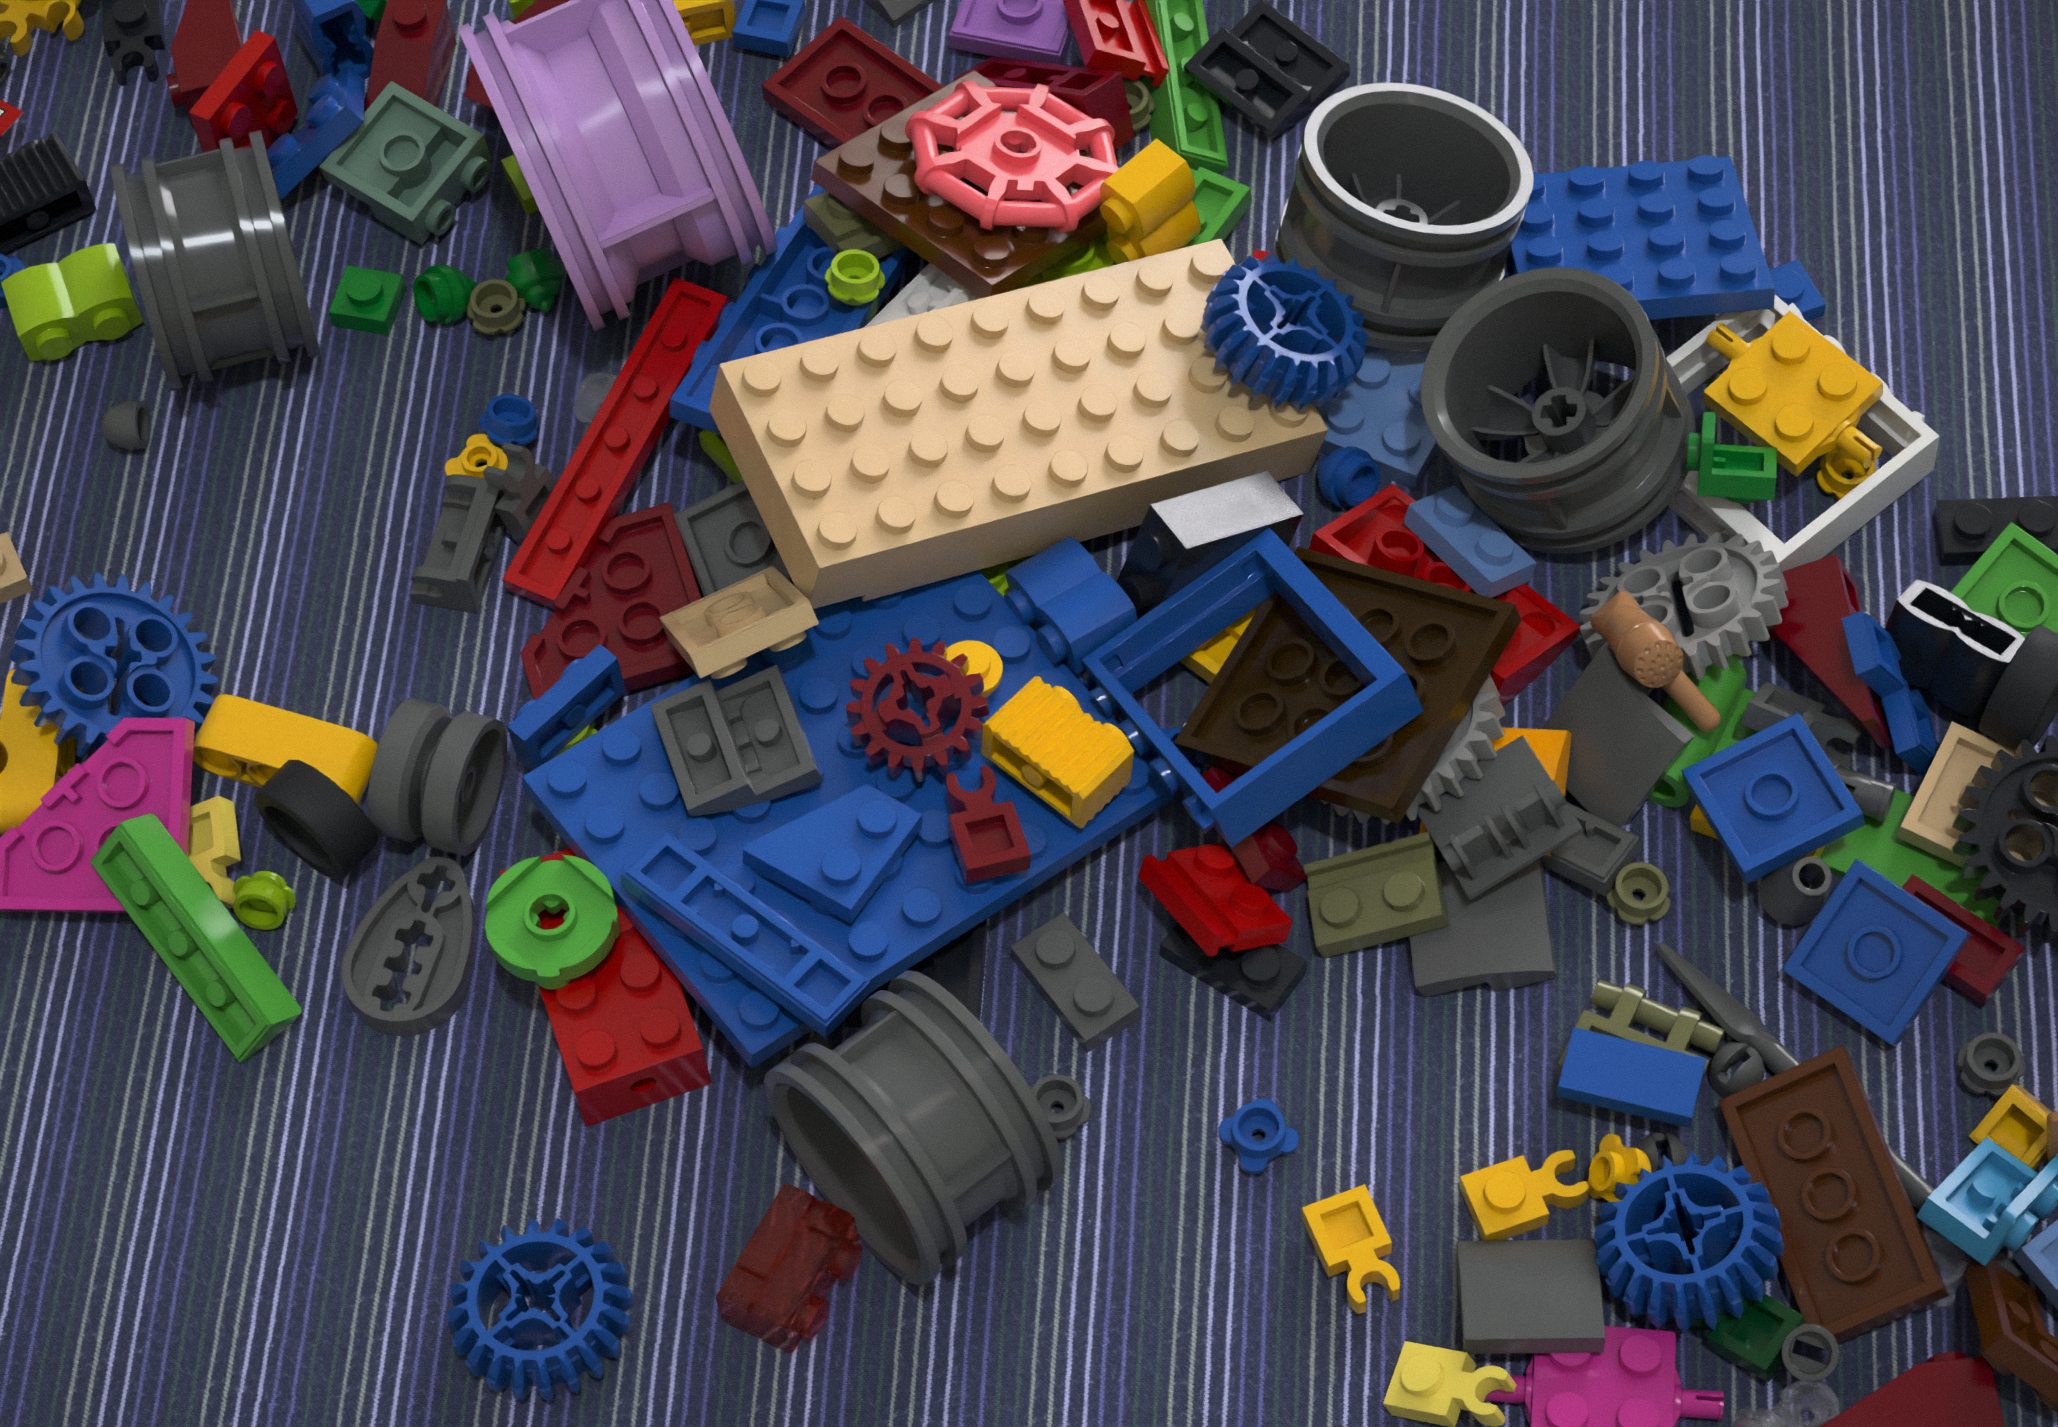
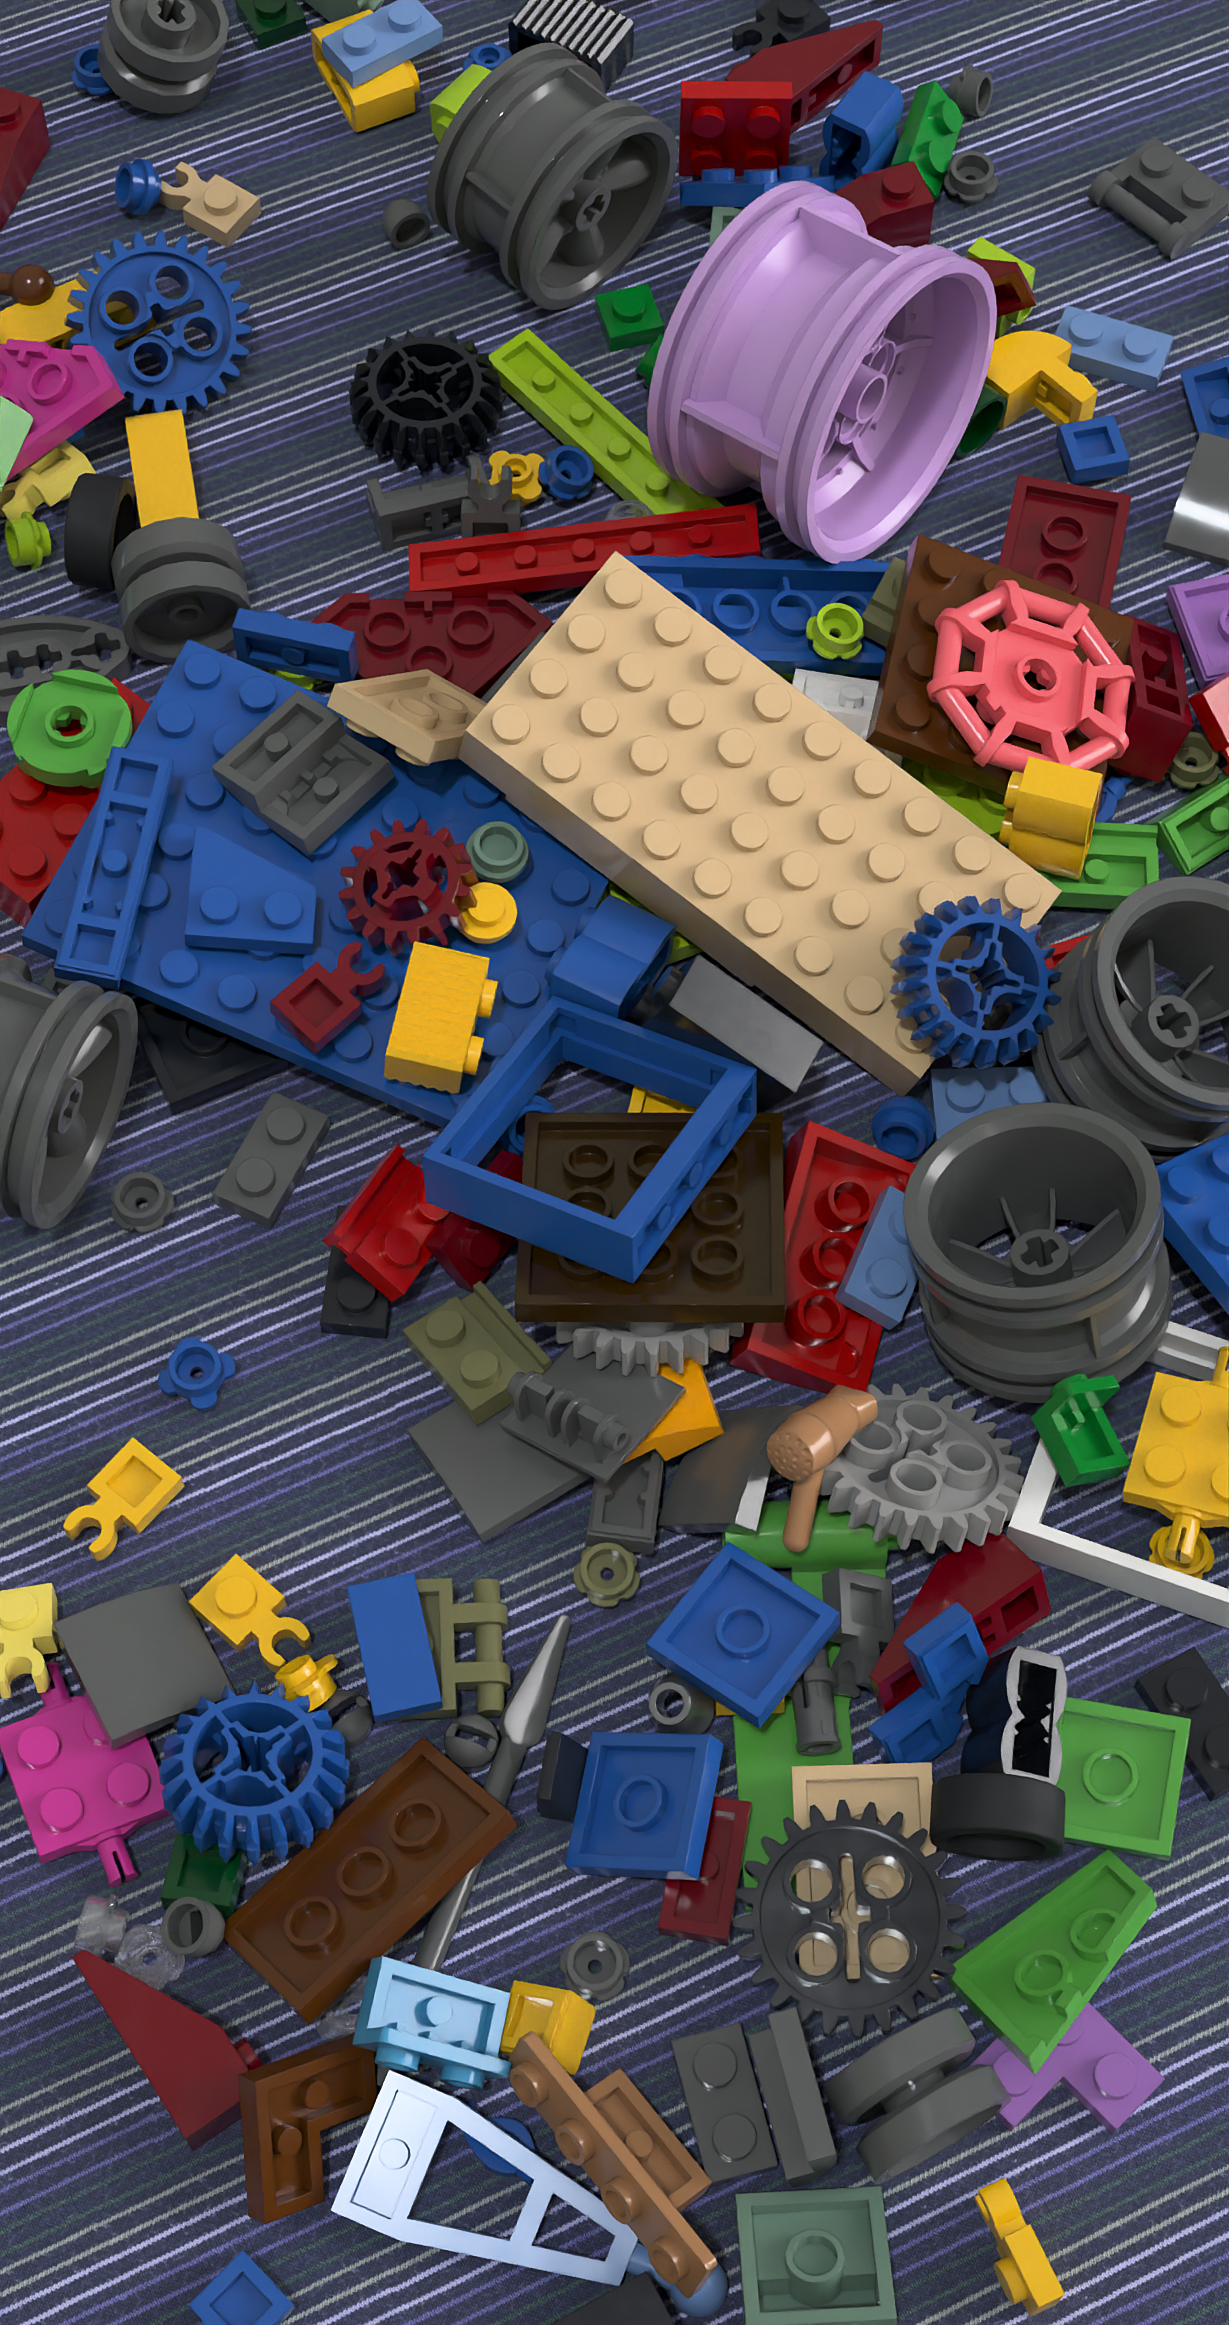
camera: 55 degrees right, 5 degrees up
(359, 485) = (424, 413): none -> black gear
(470, 378) = (591, 423): none -> lime plate
(914, 620) = (497, 852): none -> sand green plate
(1809, 1015) = (560, 1777): none -> black slope

